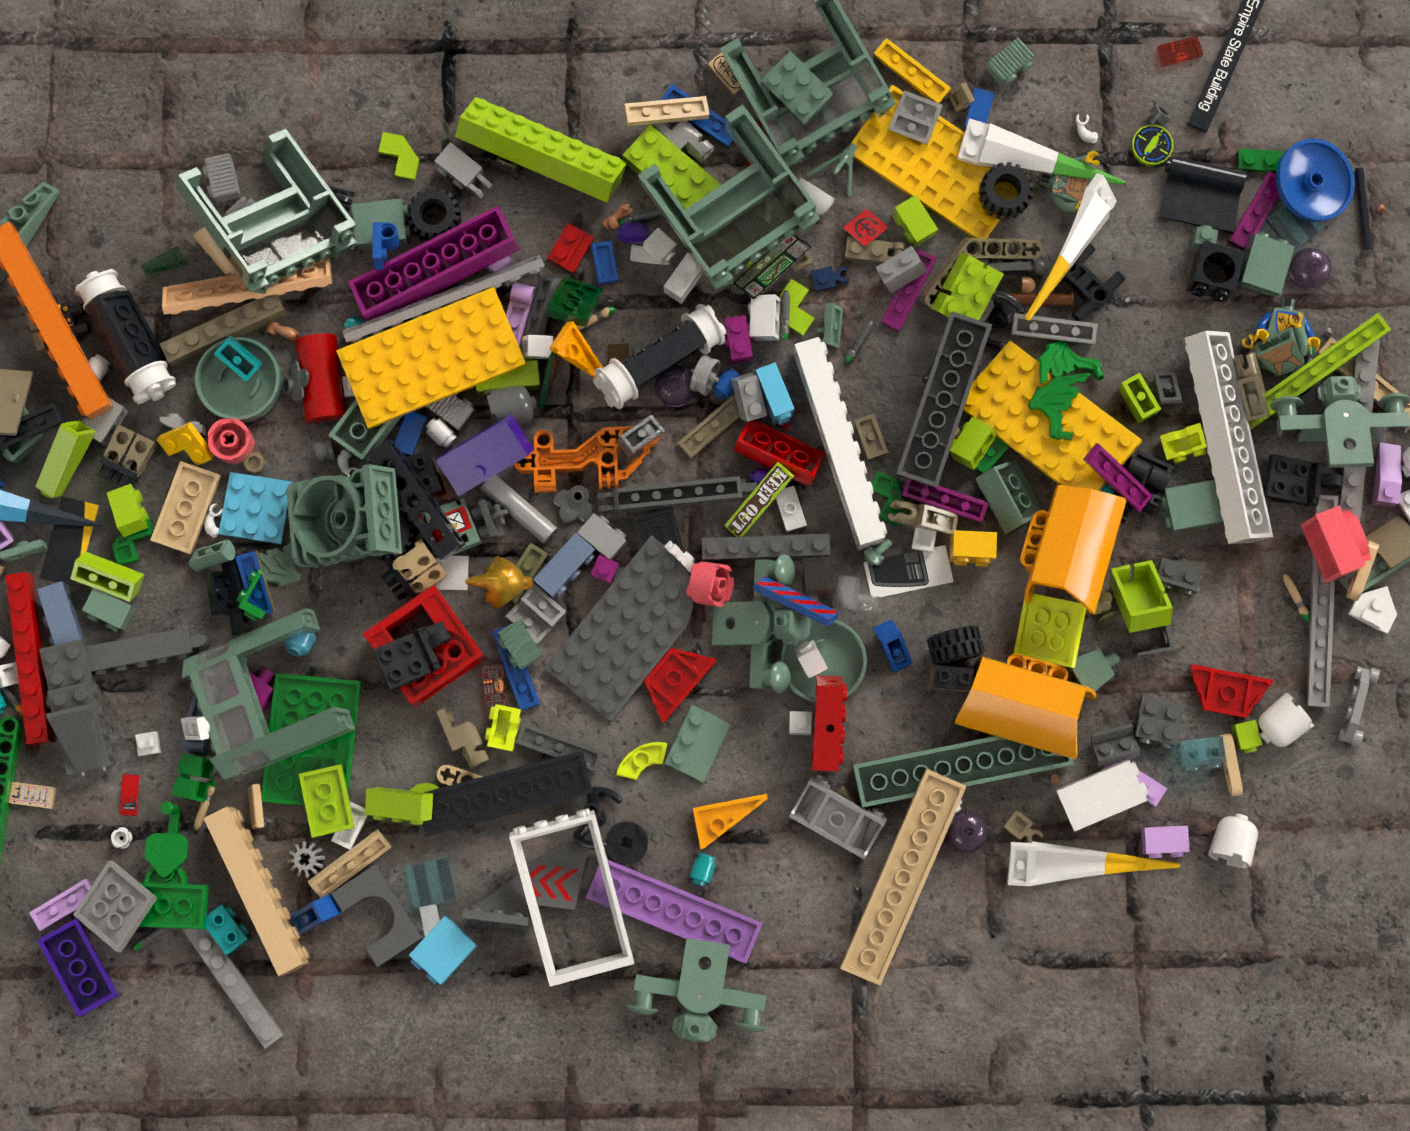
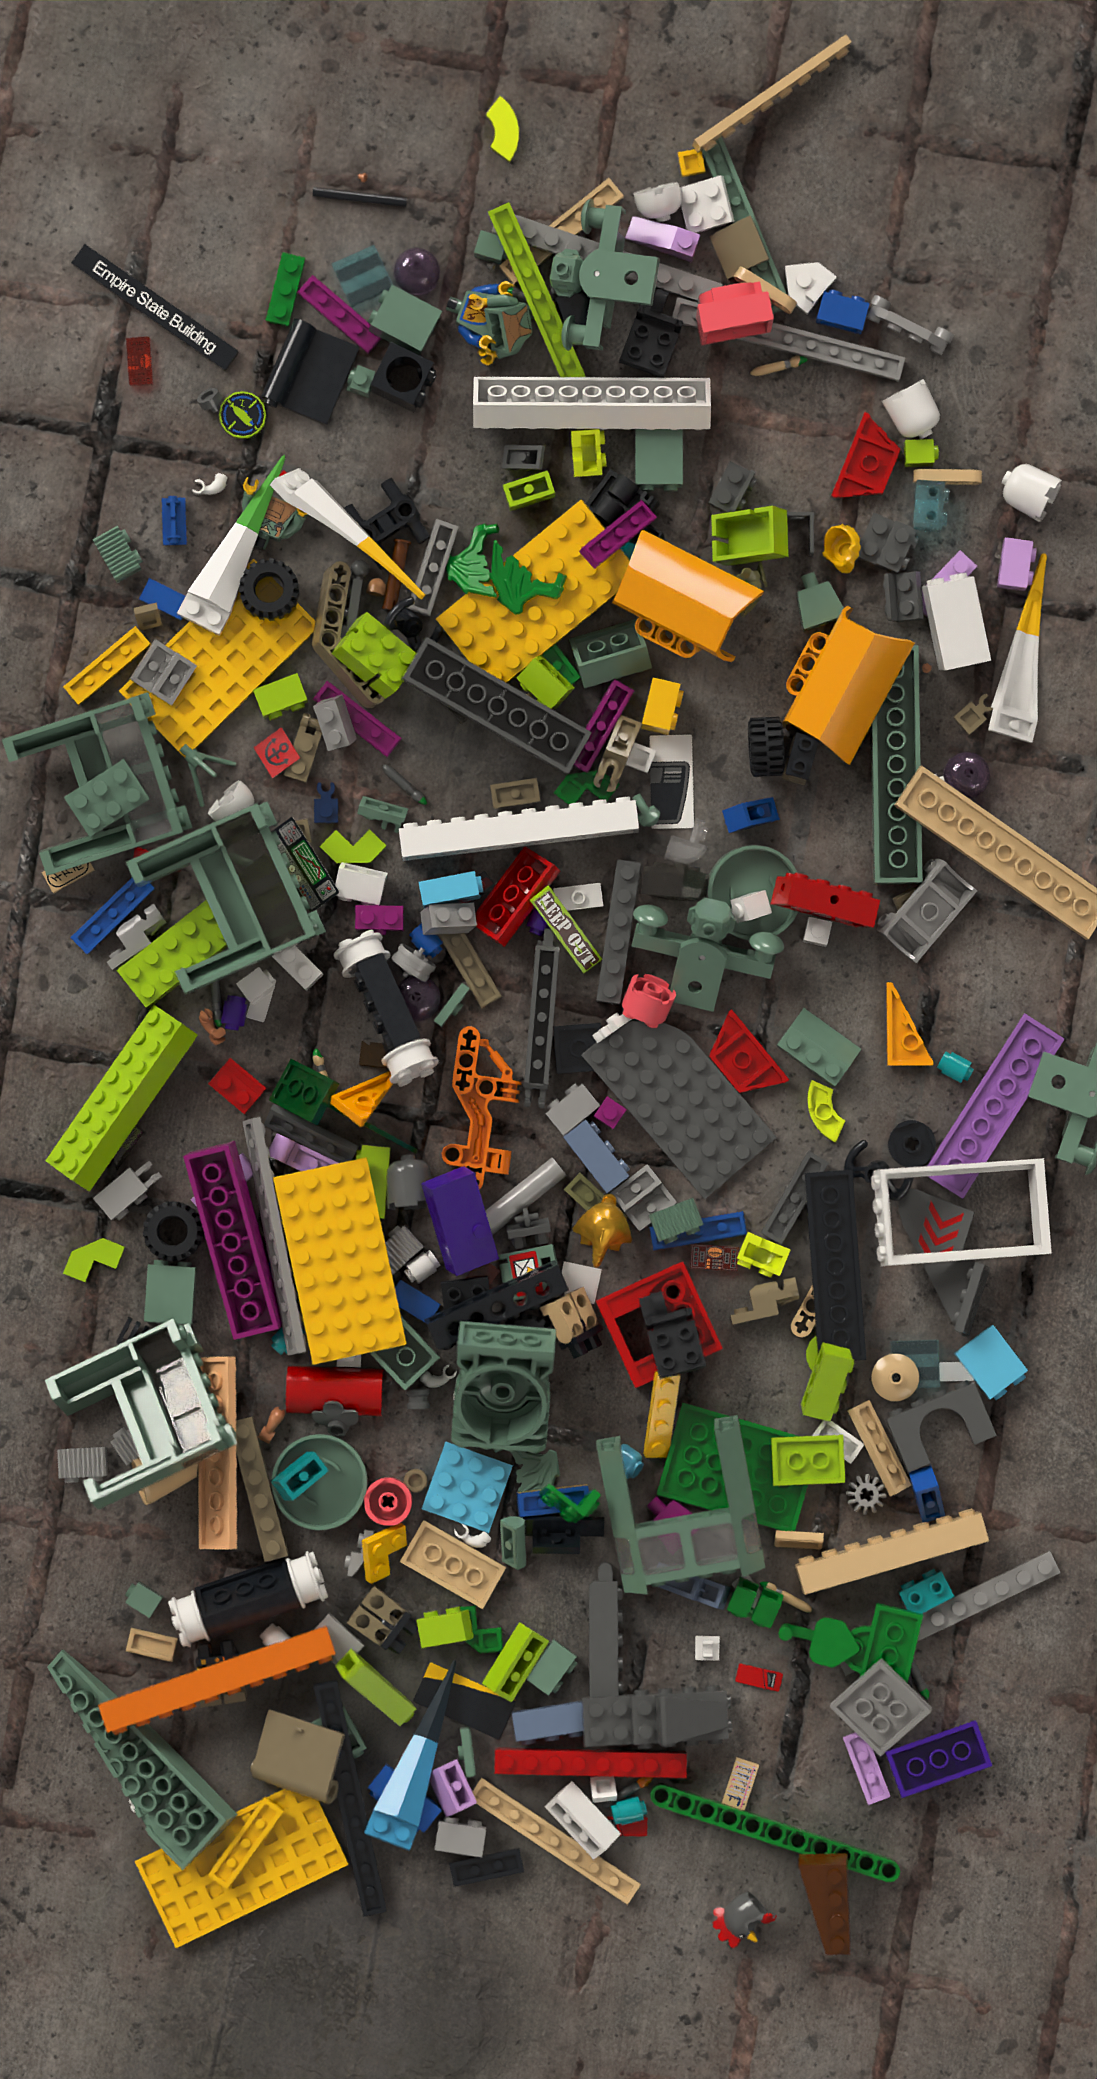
camera: 80 degrees left, 5 degrees up
(76, 264) = (151, 1644): none -> tan tile
(113, 250) = (143, 1598): none -> sand green brick
(115, 837) = (805, 1686): white plate -> none
(169, 260) = (167, 1537): clear green slope -> none
(195, 728) = (705, 1587): white plate -> none
(342, 663) = (661, 1416): none -> yellow plate
(382, 243) = (199, 1294): blue plate -> none
(426, 866) = (886, 1368): none -> tan dish
(536, 346) = (349, 1141): white brick -> none
(571, 507) = (532, 1137): dark grey plate -> none
(605, 263) = (260, 1050): blue tile -> none
(639, 436) = (469, 1046): dark grey slope -> none
(666, 111) = (105, 949): tan plate -> none
(674, 417) = (453, 1005): none -> sand green plate
(785, 307) = (360, 861): dark grey piece -> none
(795, 601) = (689, 909): blue tile -> none
(1048, 105) = (174, 521): none -> blue hinge
(1050, 630) = (768, 641): neon yellow plate -> none
(1147, 681) = (842, 547): none -> yellow hair
(1251, 387) = (540, 366): dark tan plate -> none
(1315, 180) = (319, 245): blue dish -> none
(1344, 324) = (489, 248): none -> sand green brick
(1357, 644) = (842, 312): none -> blue brick

